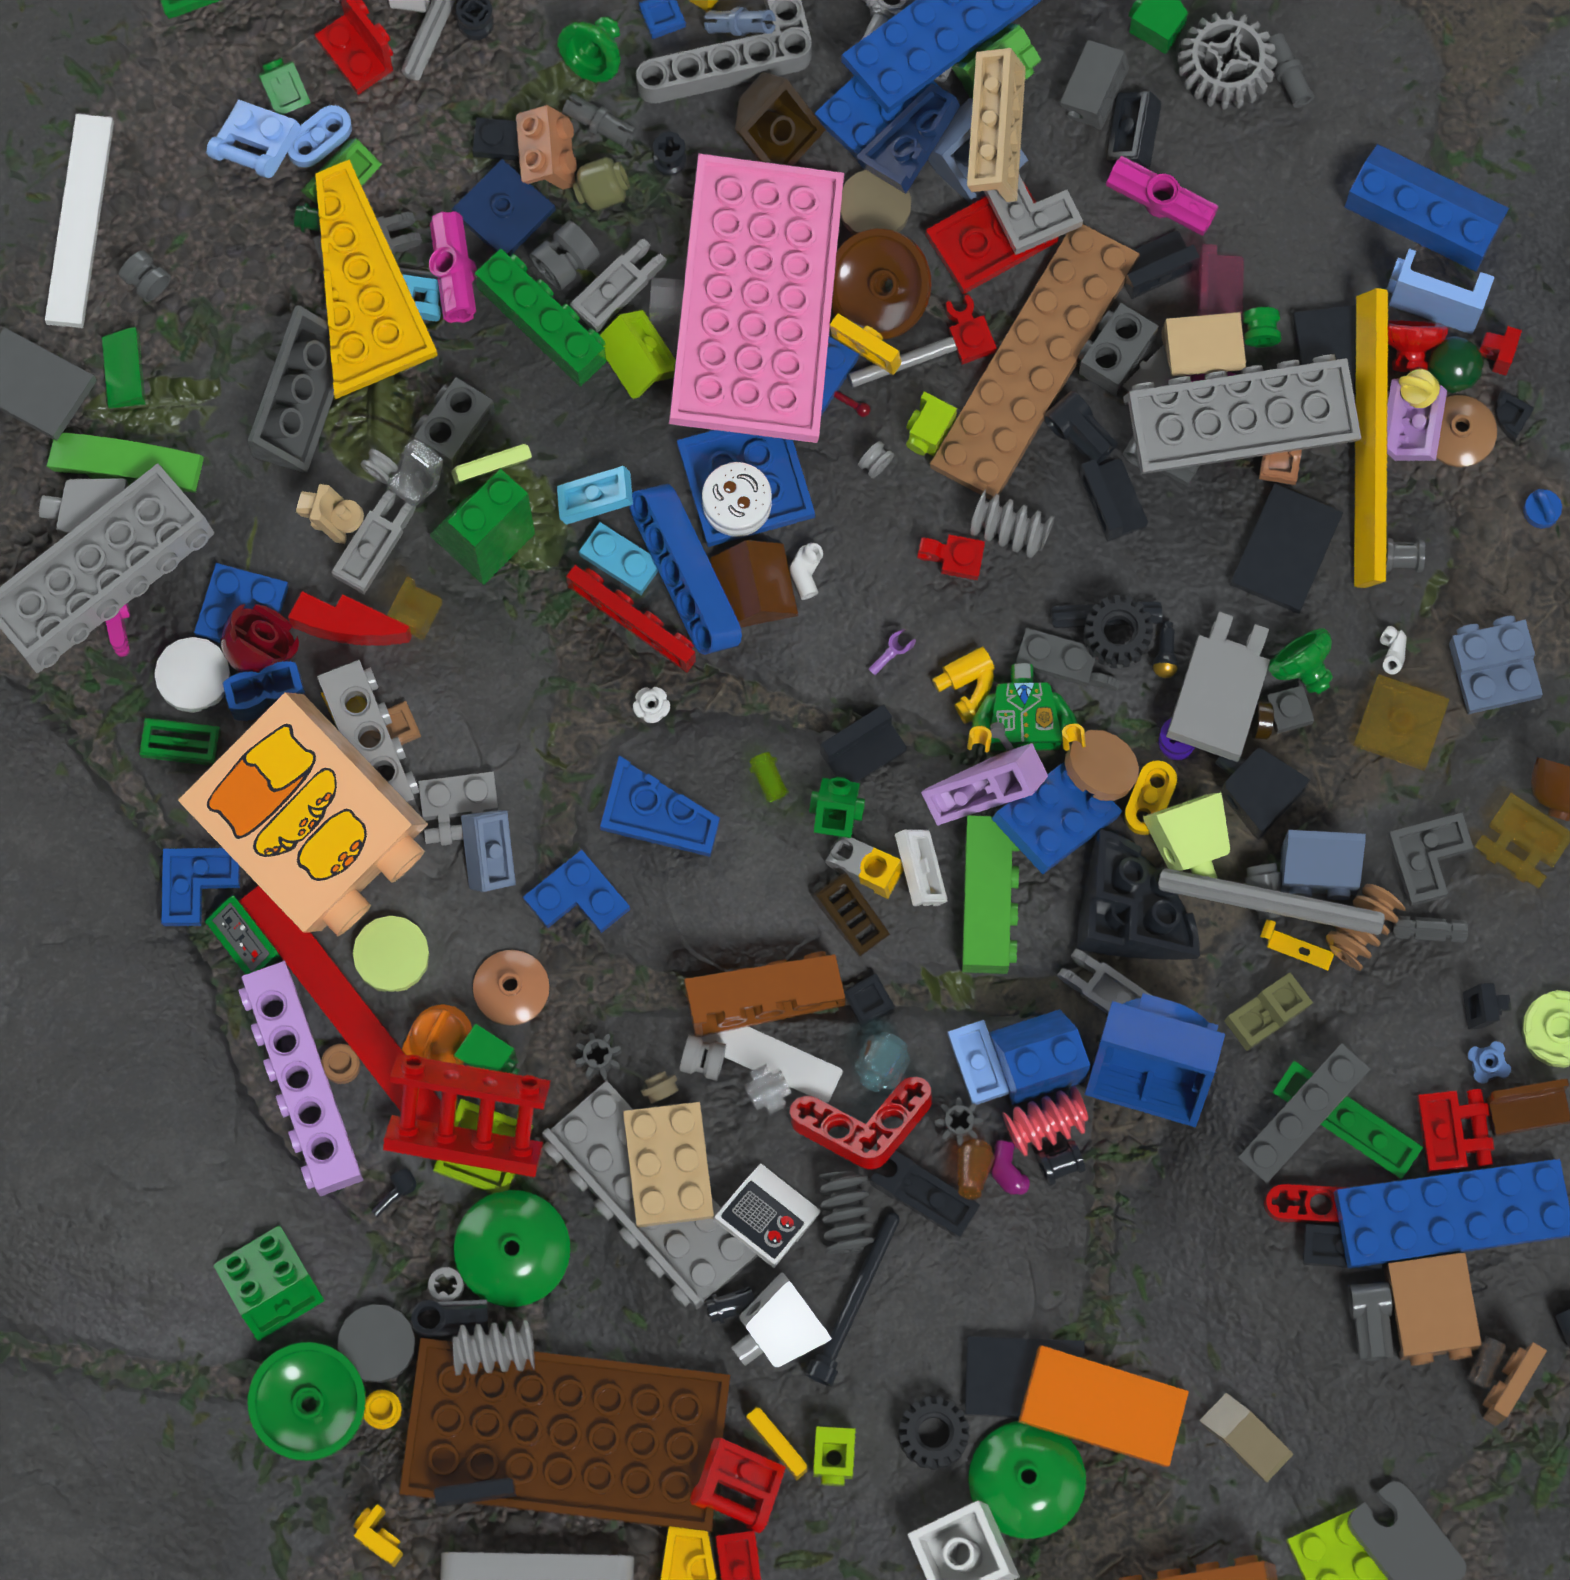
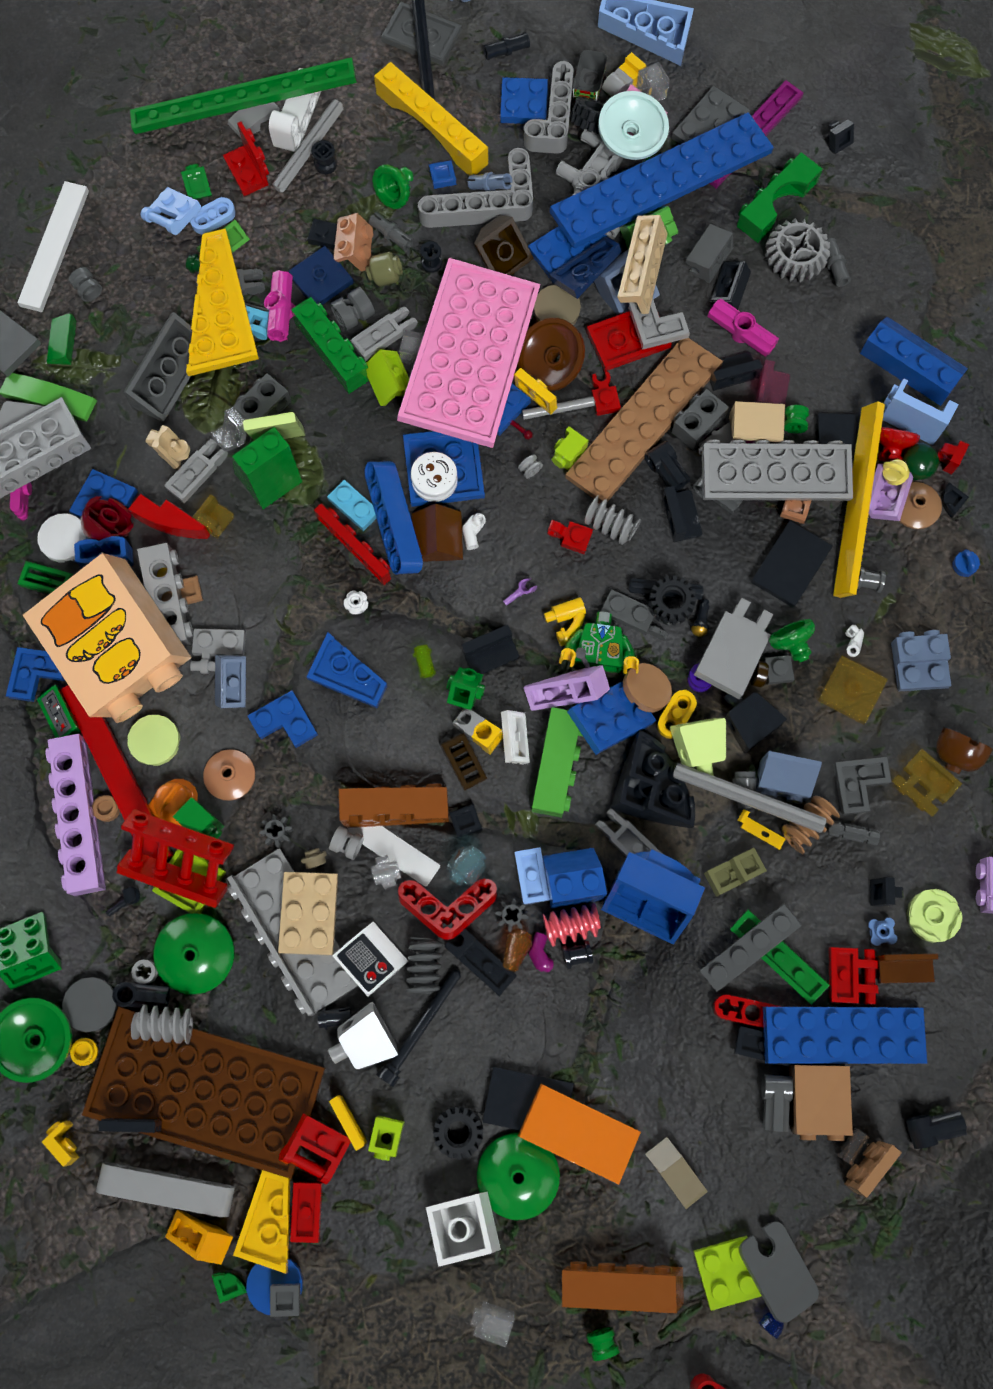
camera: 10 degrees right, 0 degrees up
(379, 466) = (209, 423): light grey bush -> none
(595, 495) = (343, 461): medium azure plate -> none

